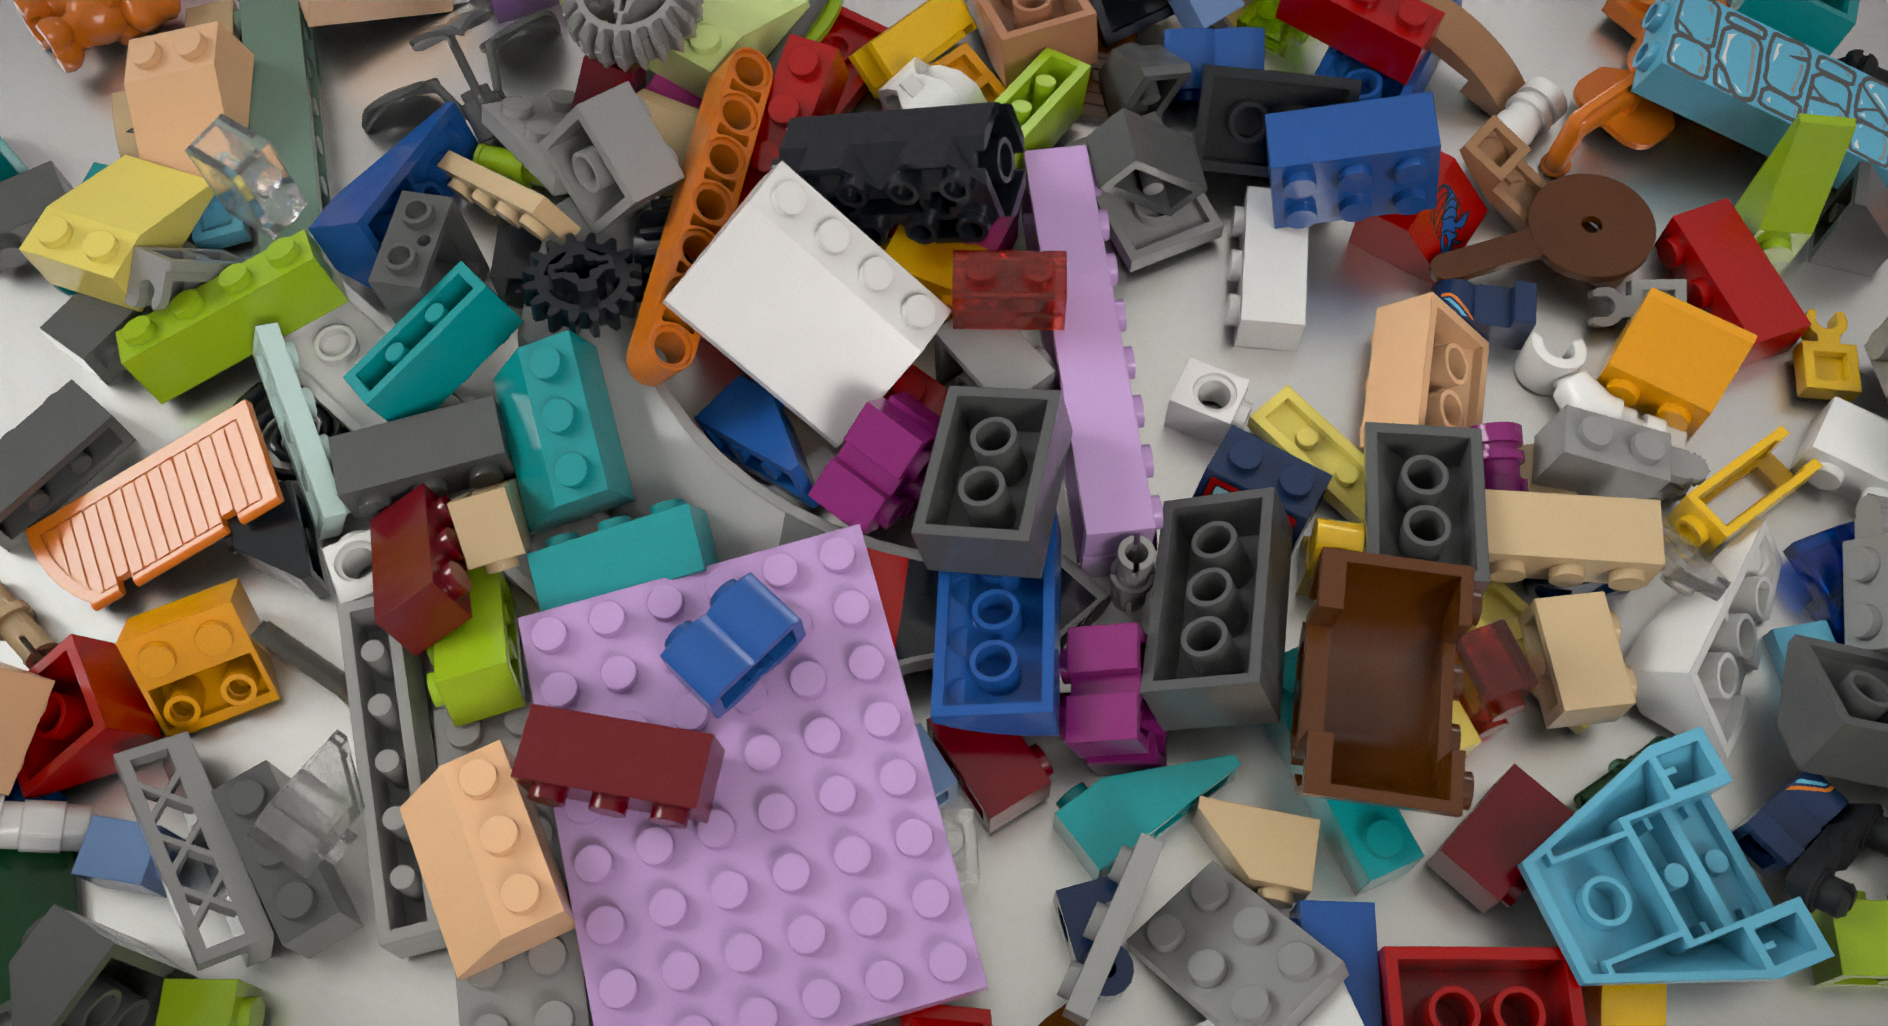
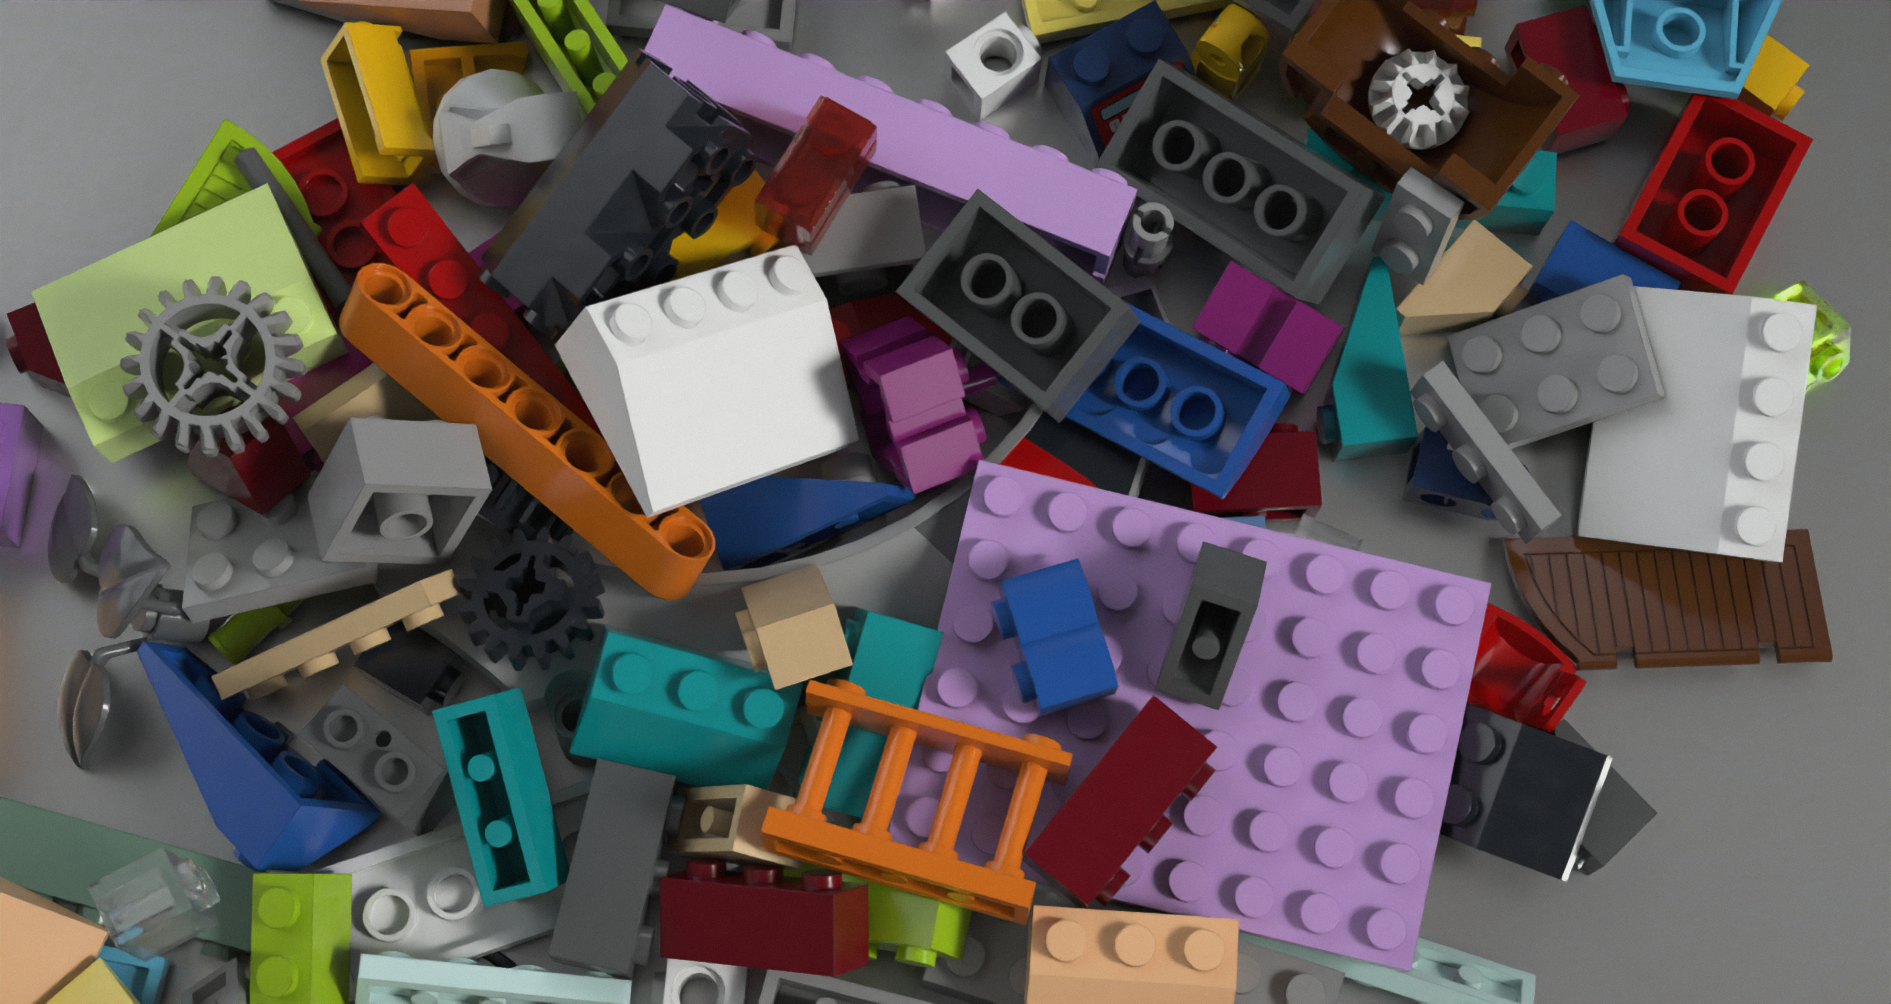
camera: 70 degrees left, 10 degrees up
(490, 642) = (933, 866): none -> orange fence
(644, 457) = (793, 627): none -> tan brick
(809, 756) = (1211, 625): none -> dark grey slope
(1267, 759) = (1417, 226): none -> light grey plate
(1356, 715) = (1419, 127): none -> white gear

